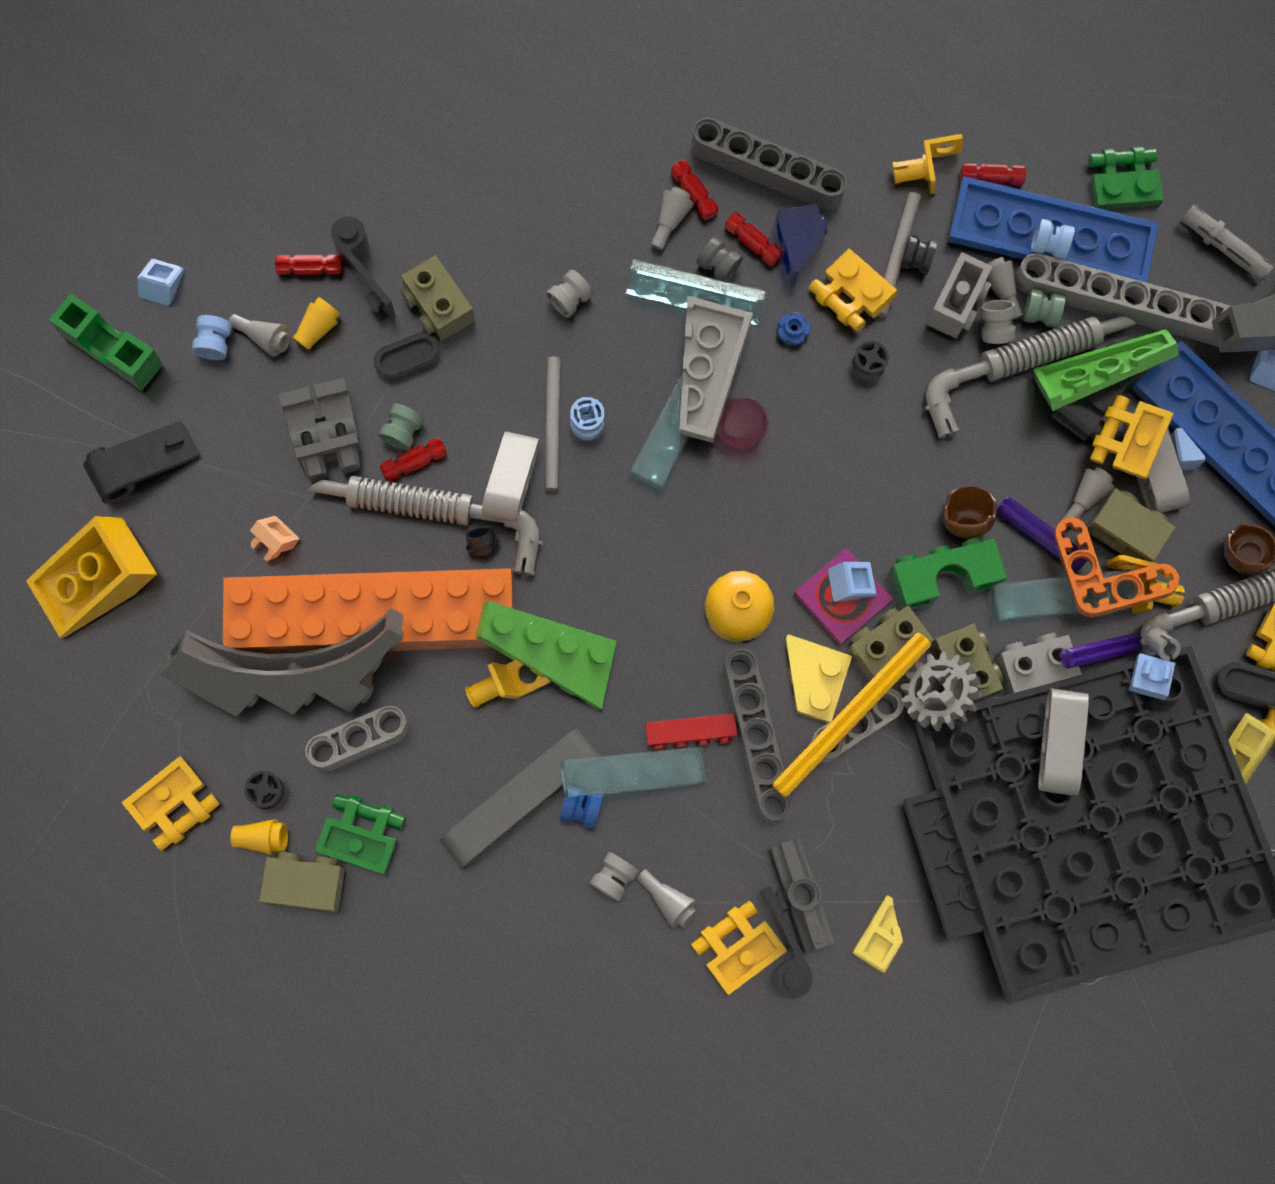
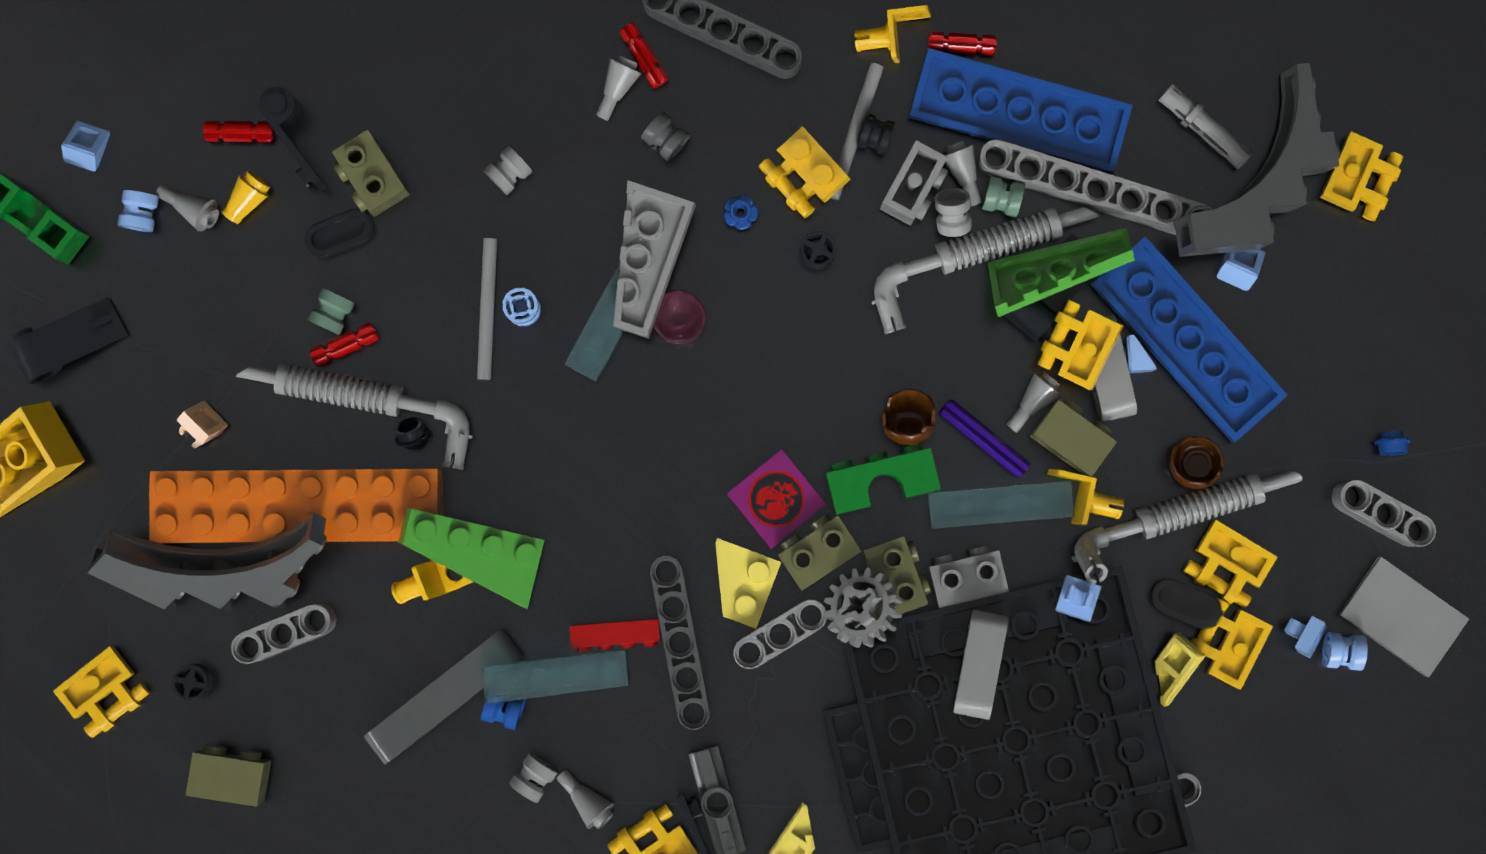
camera: 10 degrees right, 10 degrees up
(261, 837) = (191, 727): yellow cone -> none
(318, 427) = (231, 299): dark grey hips -> none
(357, 845) = (282, 738): green plate -> none
(510, 476) = (440, 369): beam -> none
(674, 286) = (621, 166): clear light blue plate -> none
(739, 606) = (670, 507): yellow cylinder -> none
(753, 239) = (703, 111): red axle -> none
(799, 237) = (752, 114): clear blue slope -> none
(851, 581) = (784, 486): light blue slope -> none
(851, 715) = (772, 628): yellow axle -> none
(1052, 239) = (1015, 125): light blue wheel -> none
(1096, 583) = (1029, 495): orange beam -> none
(1100, 650) = (1030, 567): dark purple axle -> none
(1125, 189) = (1107, 61): green plate -> none

